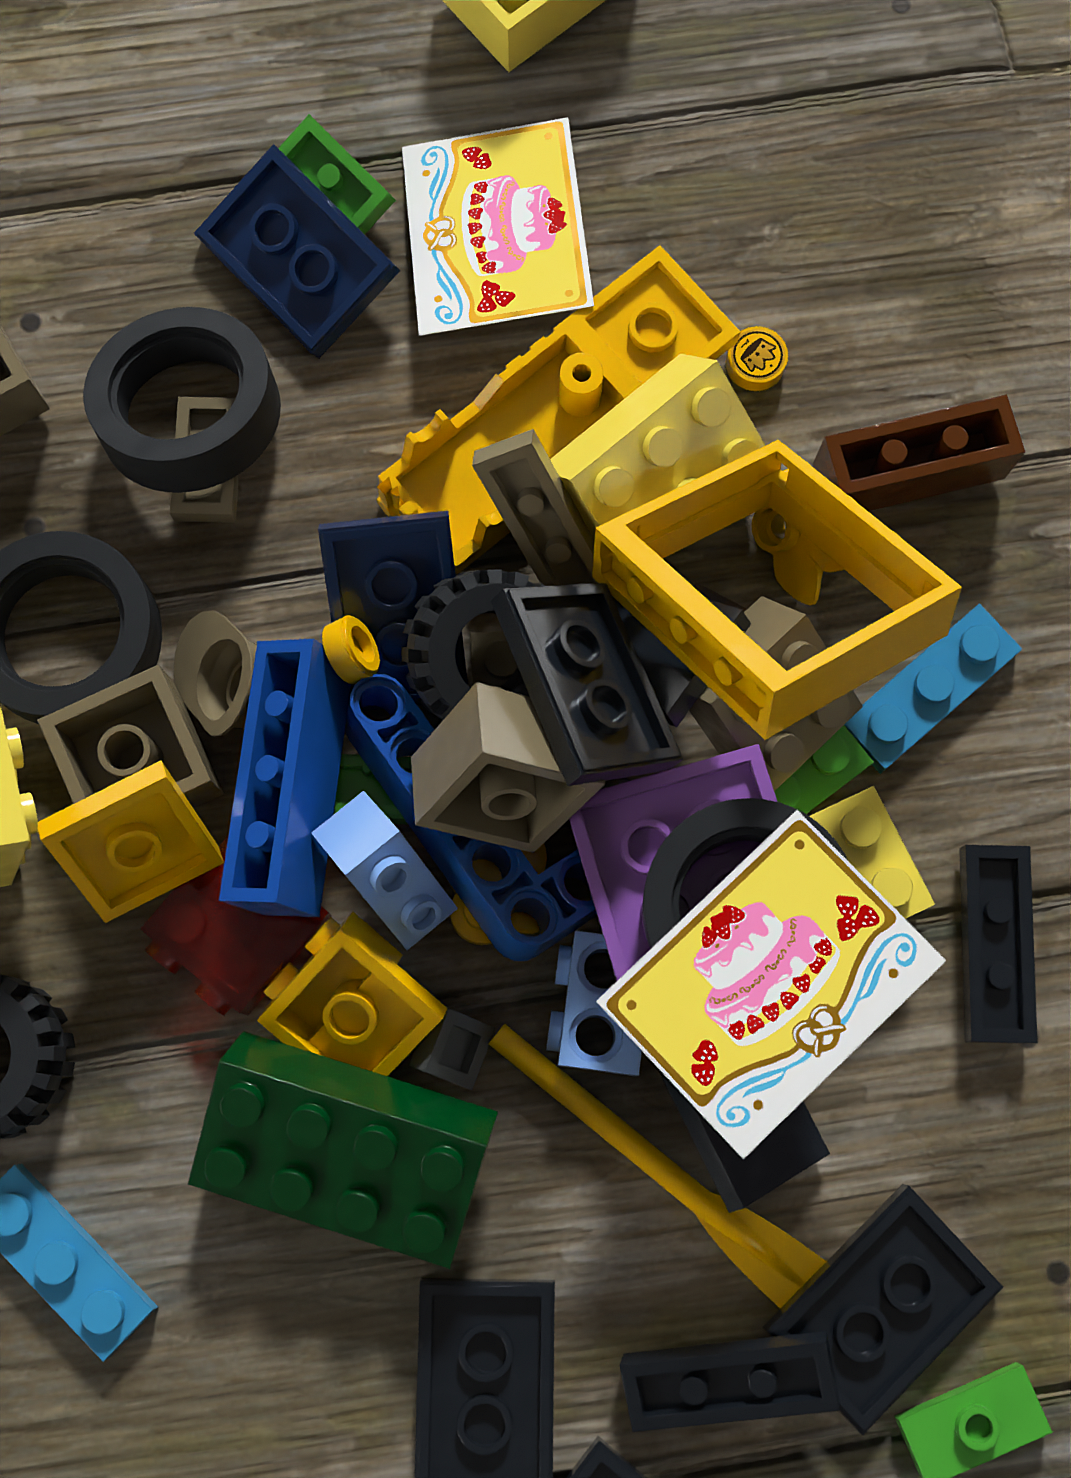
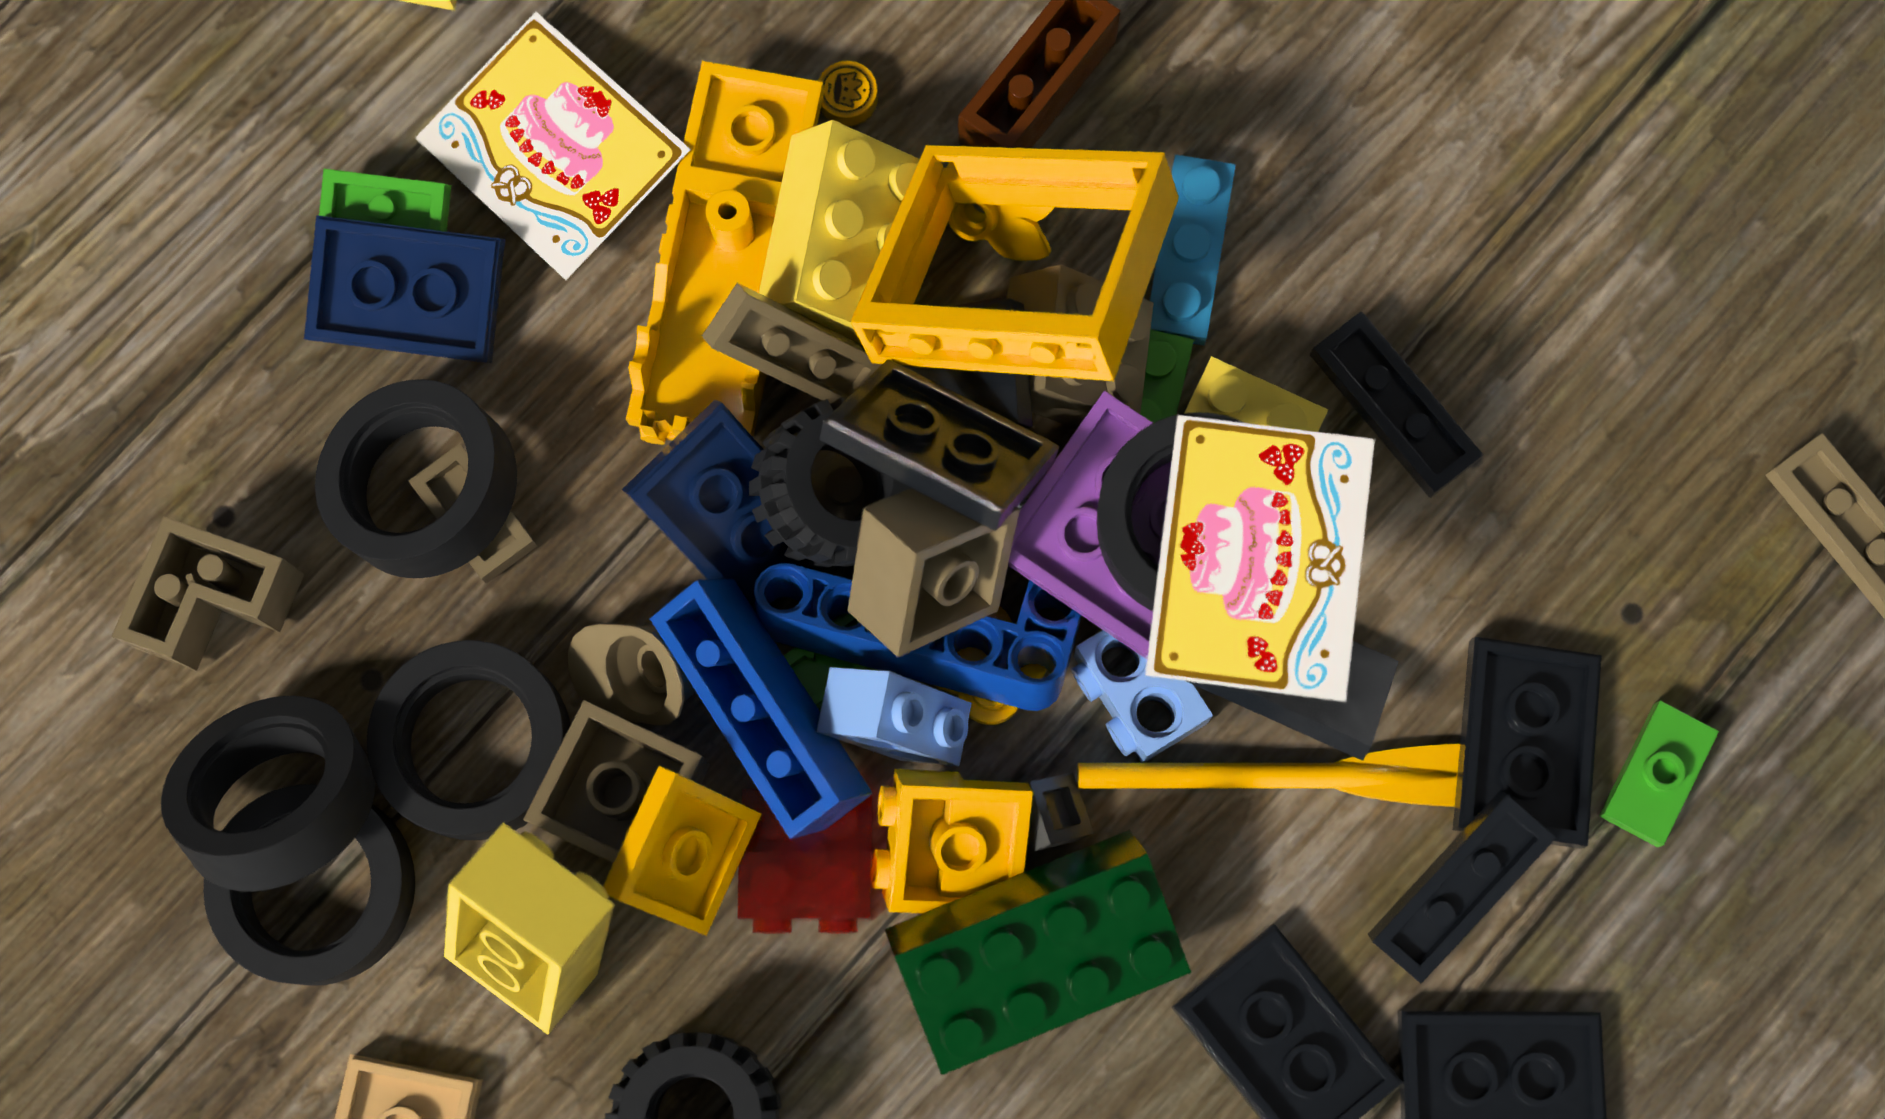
camera: 35 degrees left, 0 degrees up
(350, 649) = (727, 567): yellow tile -> none

